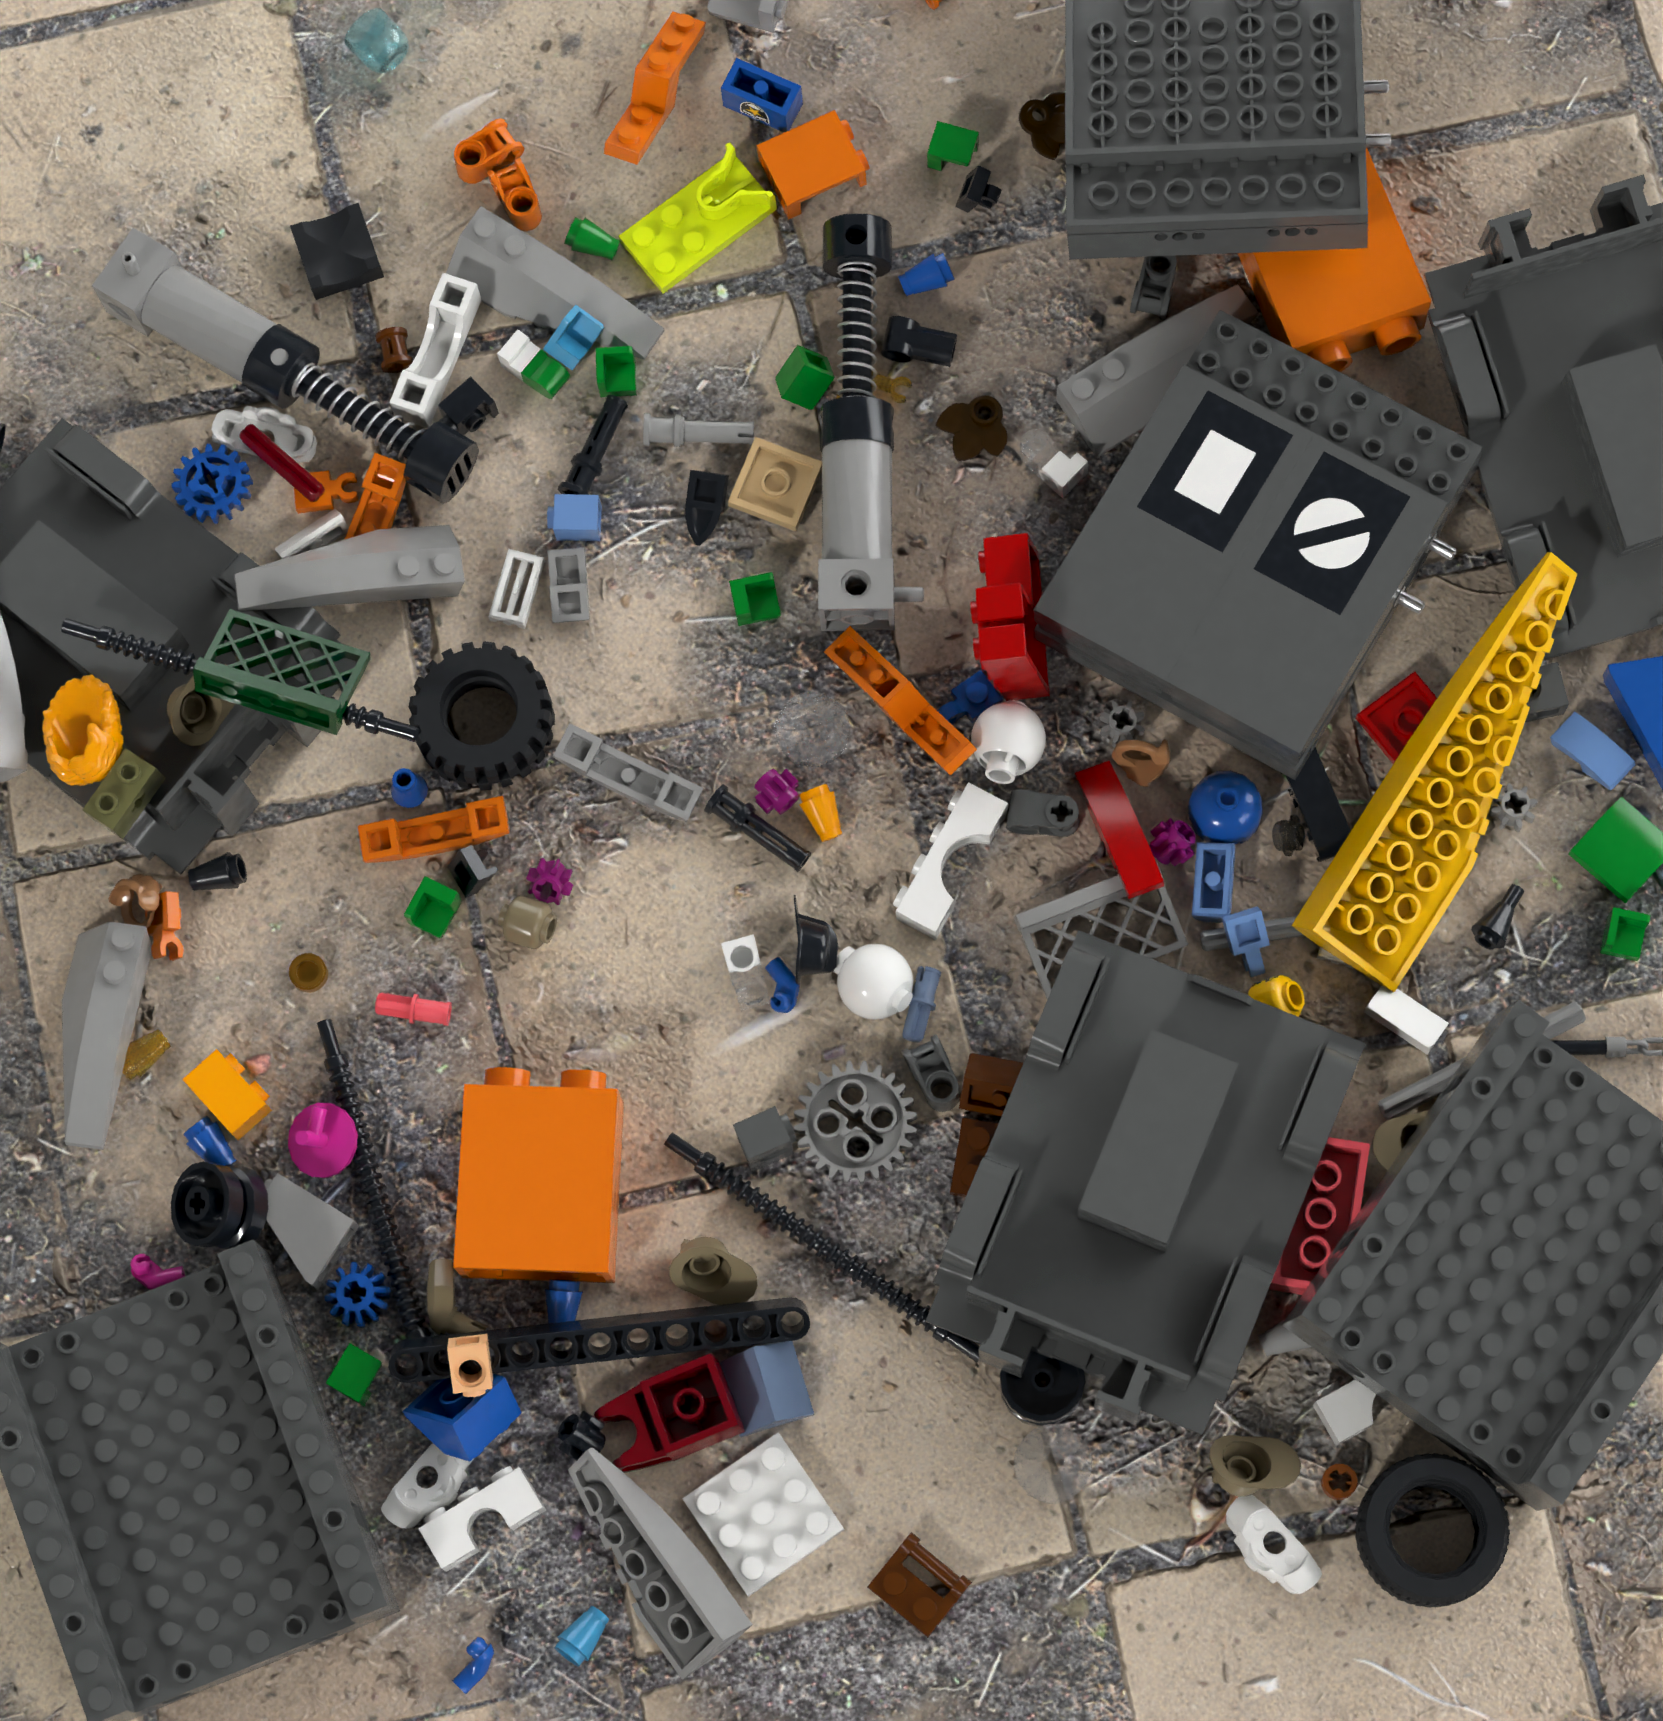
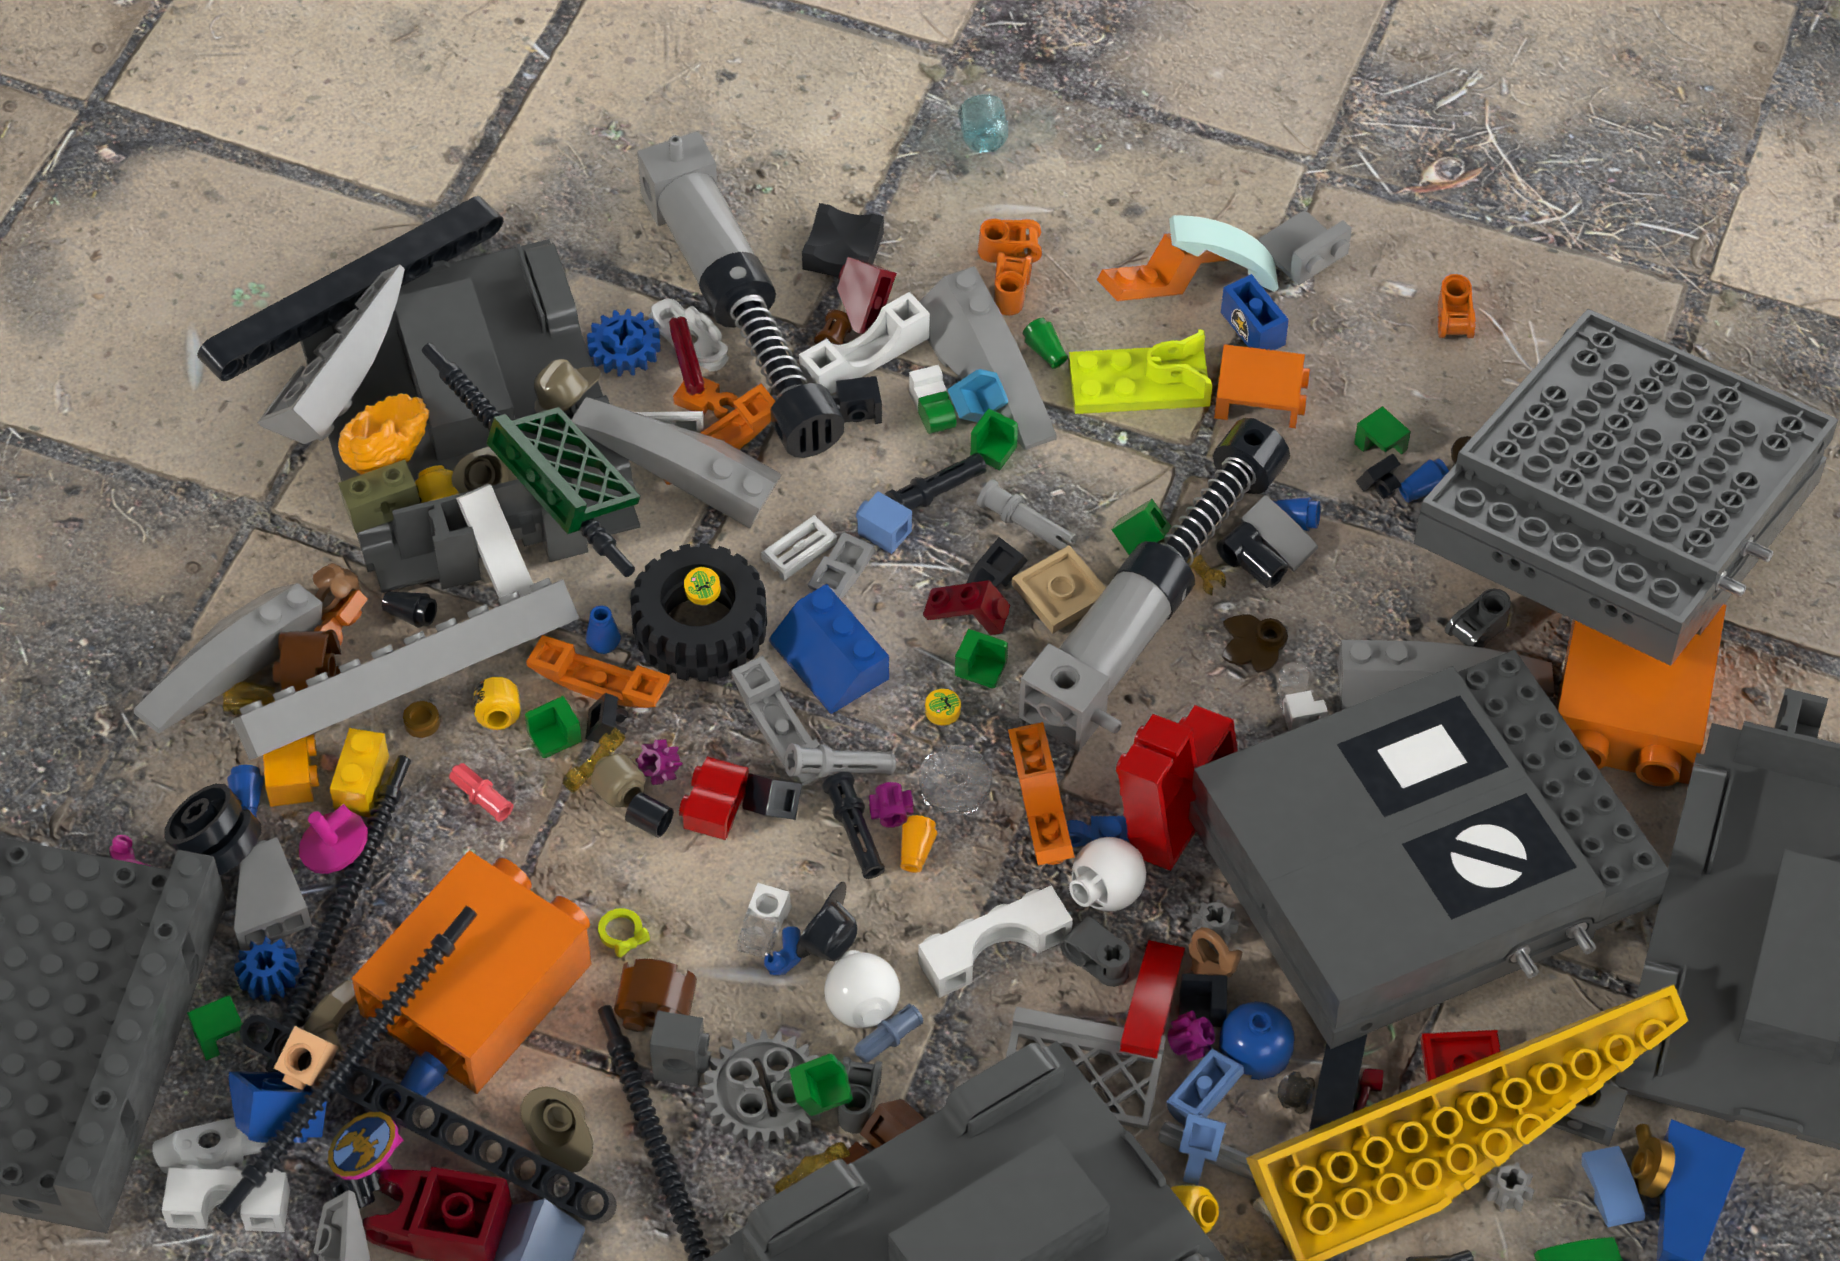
camera: 25 degrees right, 20 degrees down
(165, 750) = (435, 483): none -> yellow head
(179, 994) = (304, 657): none -> reddish brown brick
(199, 570) = (562, 385): none -> dark tan piece
(271, 943) = (405, 669): none -> light grey brick
(273, 779) = (495, 541): none -> white tile
(297, 1062) = (359, 771): none -> yellow brick
(366, 917) = (496, 703): none -> yellow head
(398, 295) = (864, 291): none -> slope
(478, 697) = (702, 586): none -> tile
(491, 915) = (578, 775): none -> clear yellow arm
(499, 1489) = (254, 1174): none -> black hose
(569, 1403) = (364, 1146): none -> shield
(576, 935) = (649, 814): none -> black beam
(618, 675) = (830, 649): none -> blue slope
(621, 883) = (715, 797): none -> red brick
(638, 1071) = (621, 947): none -> neon yellow piece
(668, 849) = (772, 796): none -> black panel
(692, 42) = (1202, 234): none -> light aqua slope
(695, 790) = (824, 760): none -> light grey pin
(706, 550) = (973, 598): none -> dark red bracket
(709, 1103) = (651, 988): none -> reddish brown brick
(751, 665) = (942, 707): none -> tile
(909, 1095) = (821, 1084): none -> green panel
(928, 305) = (1280, 532): none -> light grey slope
(935, 1189) = (811, 1164): none -> clear yellow arm
(1018, 169) = (1423, 480): none -> blue cone
(1159, 801) = (1204, 996): none -> black panel
(1341, 783) = (1371, 1081): none -> dark red hand
(1613, 711) = (1652, 1163): none -> pearl gold piece

